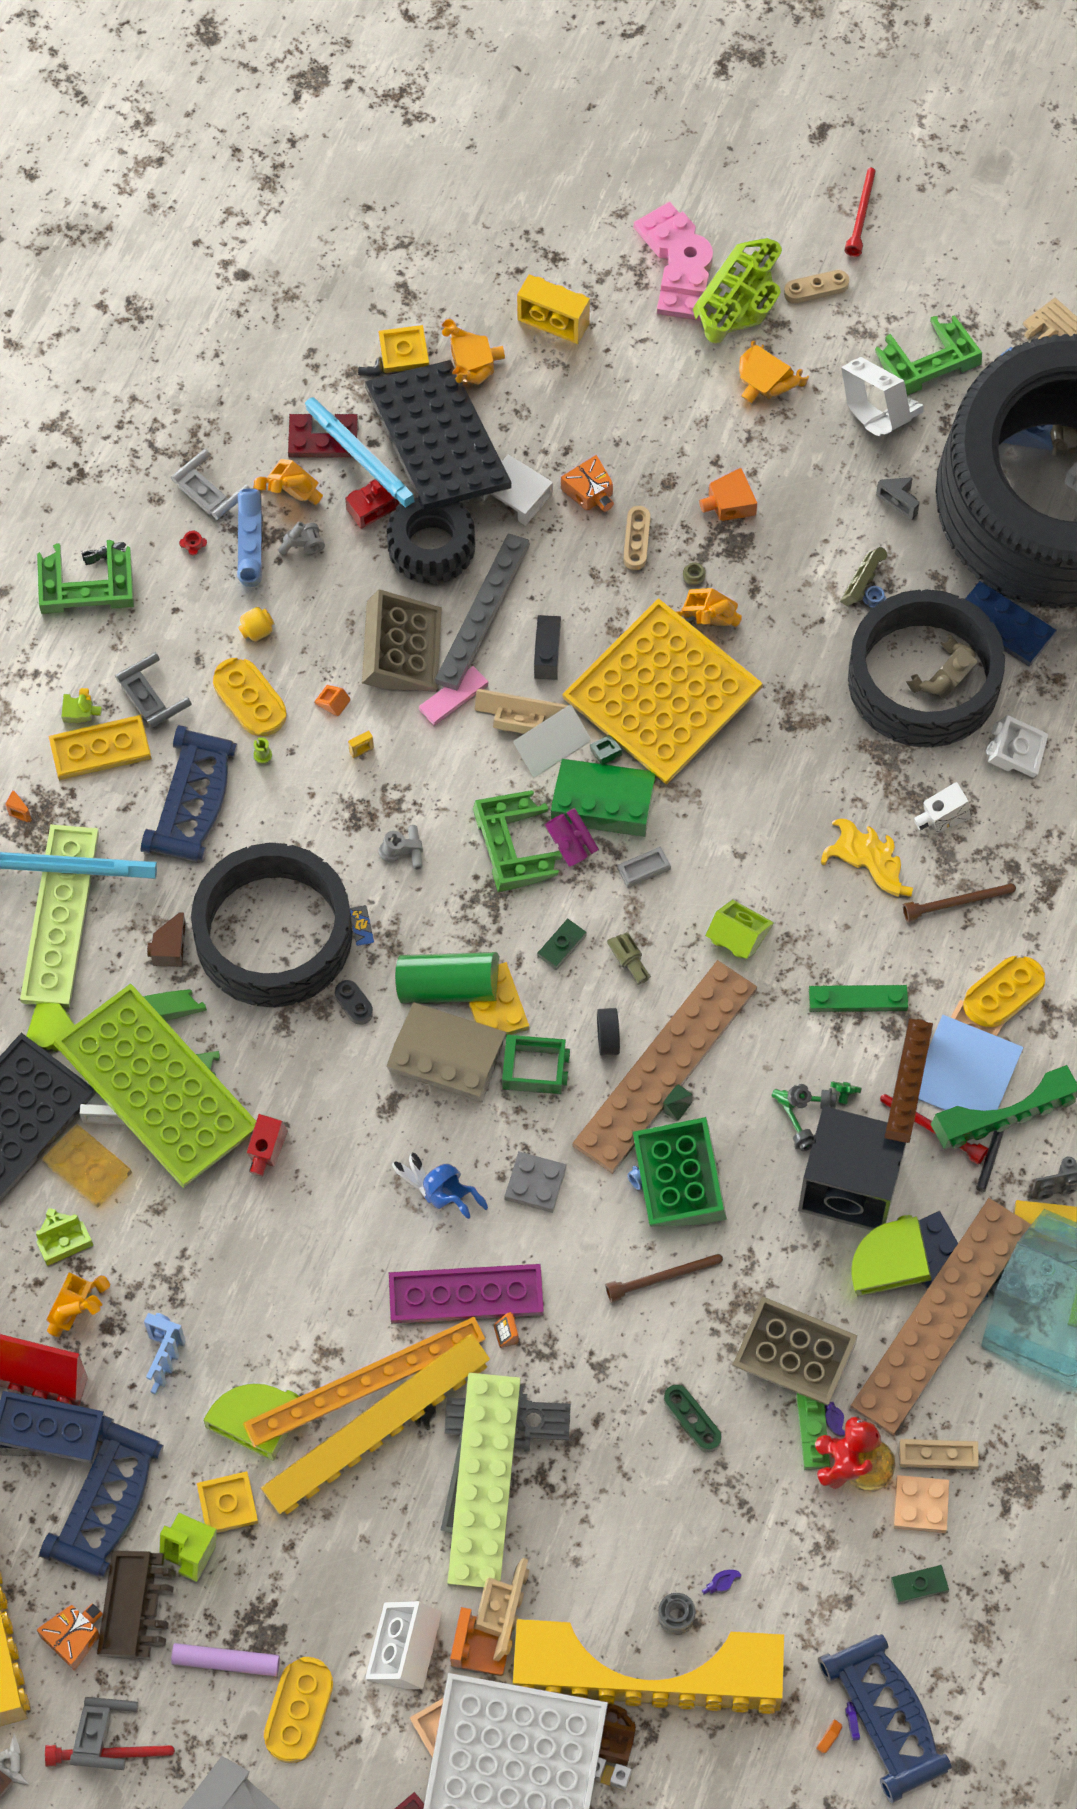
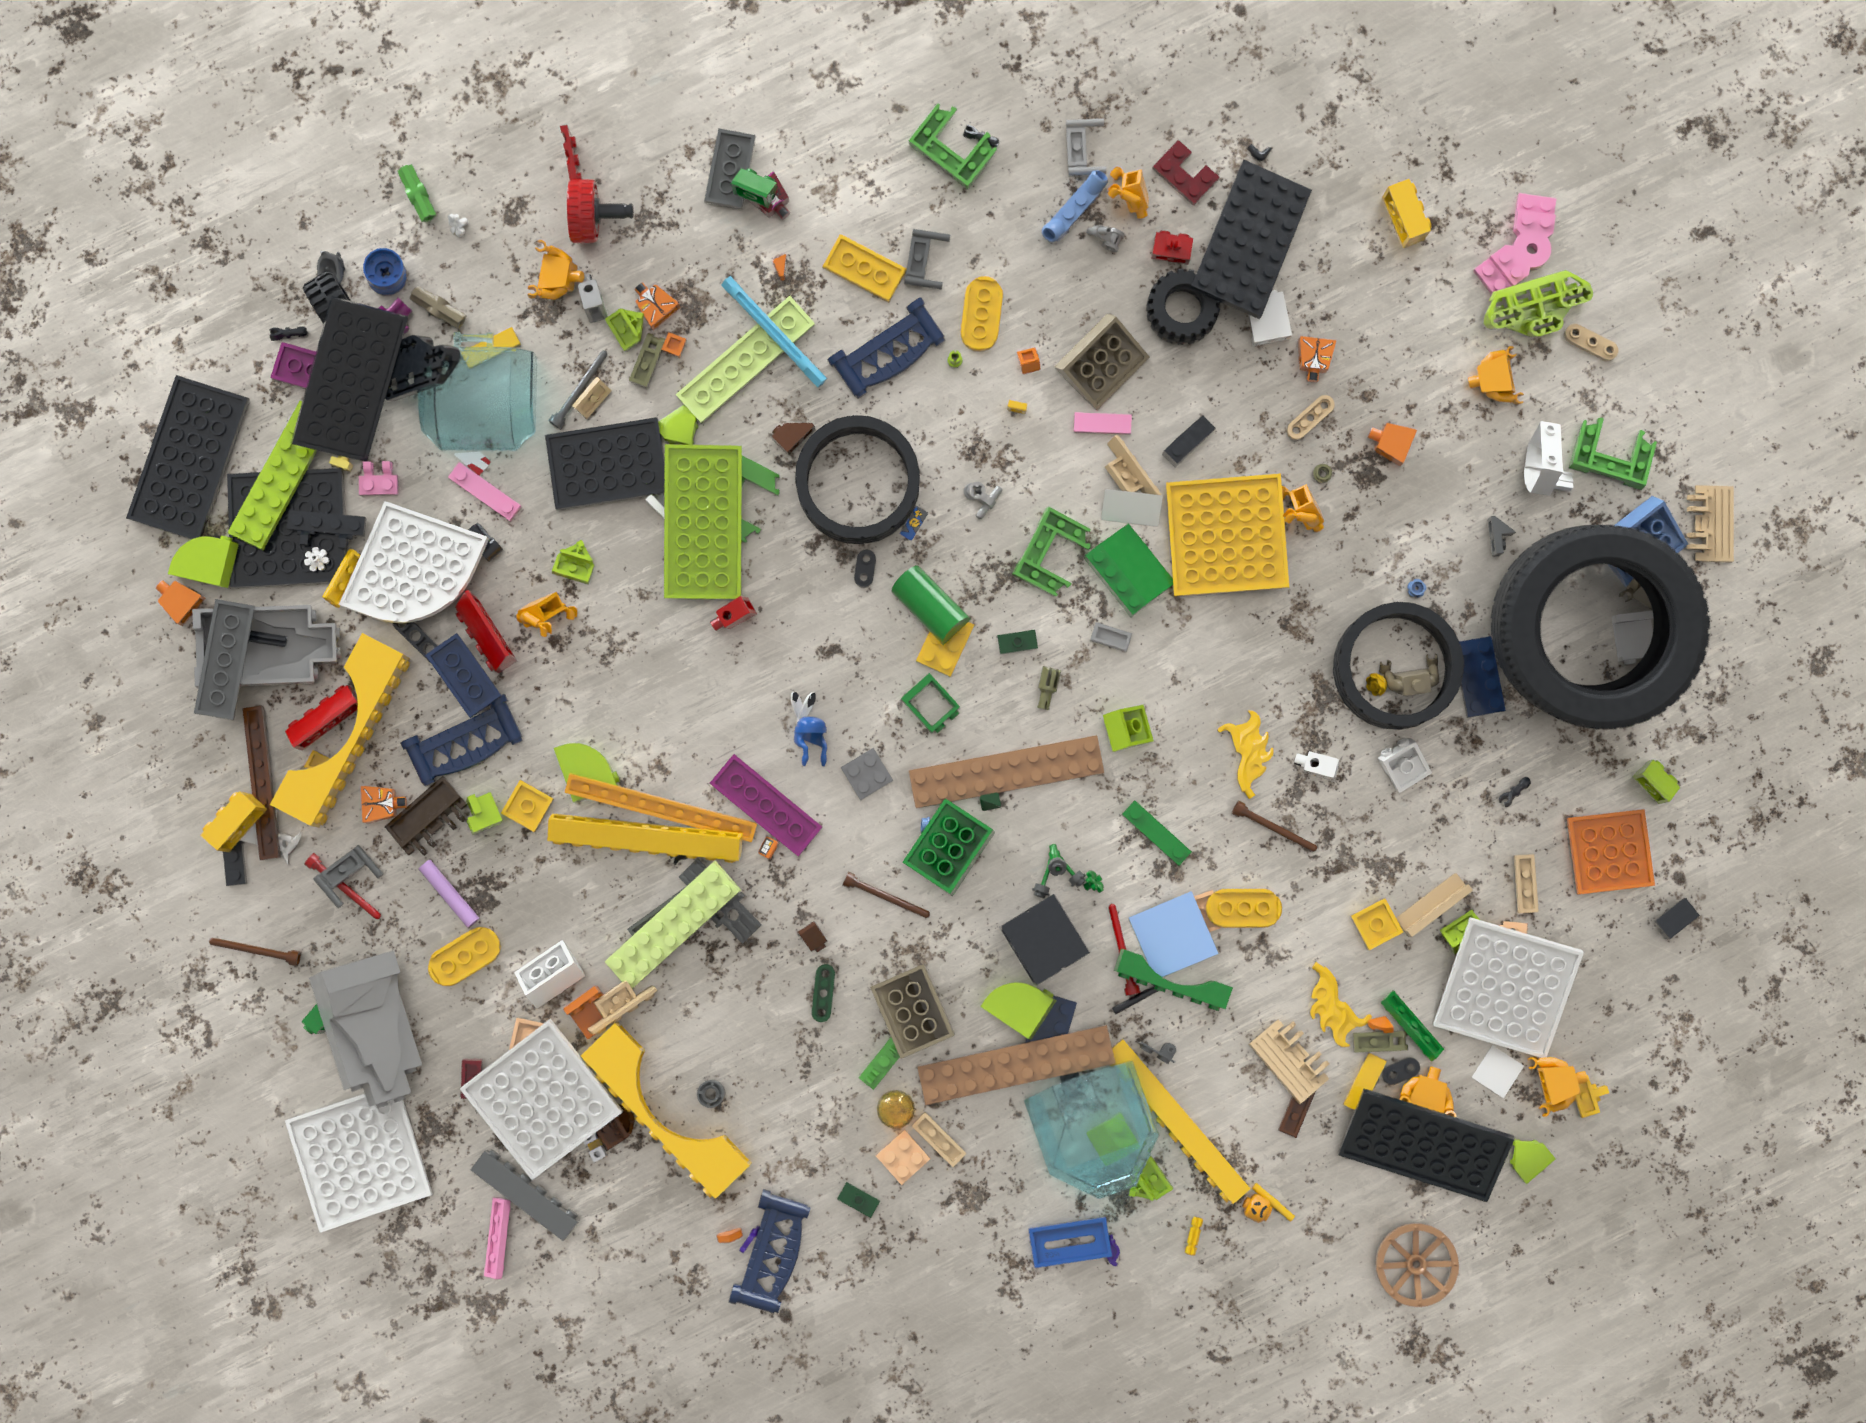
camera: 40 degrees right, 20 degrees up
(79, 709) = (872, 233): lime piece -> none
(87, 1165) = (626, 532): clear yellow plate -> none
(171, 1336) = (578, 674): light blue plate -> none
(193, 536) = (1036, 173): red plate -> none
(256, 624) = (1027, 269): yellow head -> none
(359, 452) = (1191, 210): medium azure piece -> none
(403, 348) = (1290, 156): yellow plate -> none
(446, 1051) = (887, 650): dark tan slope -> none
(471, 354) = (1326, 199): light orange torso -> none
(482, 612) = (1170, 383): dark grey plate -> none
(571, 837) = (1081, 582): magenta pin -> none
(606, 750) = (1159, 541): tile -> none
(608, 1031) = (989, 723): black tyre -> none
(631, 1371) = (813, 937): none -> reddish brown slope
(722, 1581) = (753, 1098): dark purple piece -> none
(834, 1419) = (901, 1066): dark purple piece -> none
(854, 244) = (1644, 334): red piece -> none
(859, 1438) = (884, 1094): red animal -> none
(863, 576) = (1422, 569): olive plate -> none
(909, 1080) = (1125, 918): reddish brown plate -> none
(917, 697) = (1376, 684): none -> yellow plate

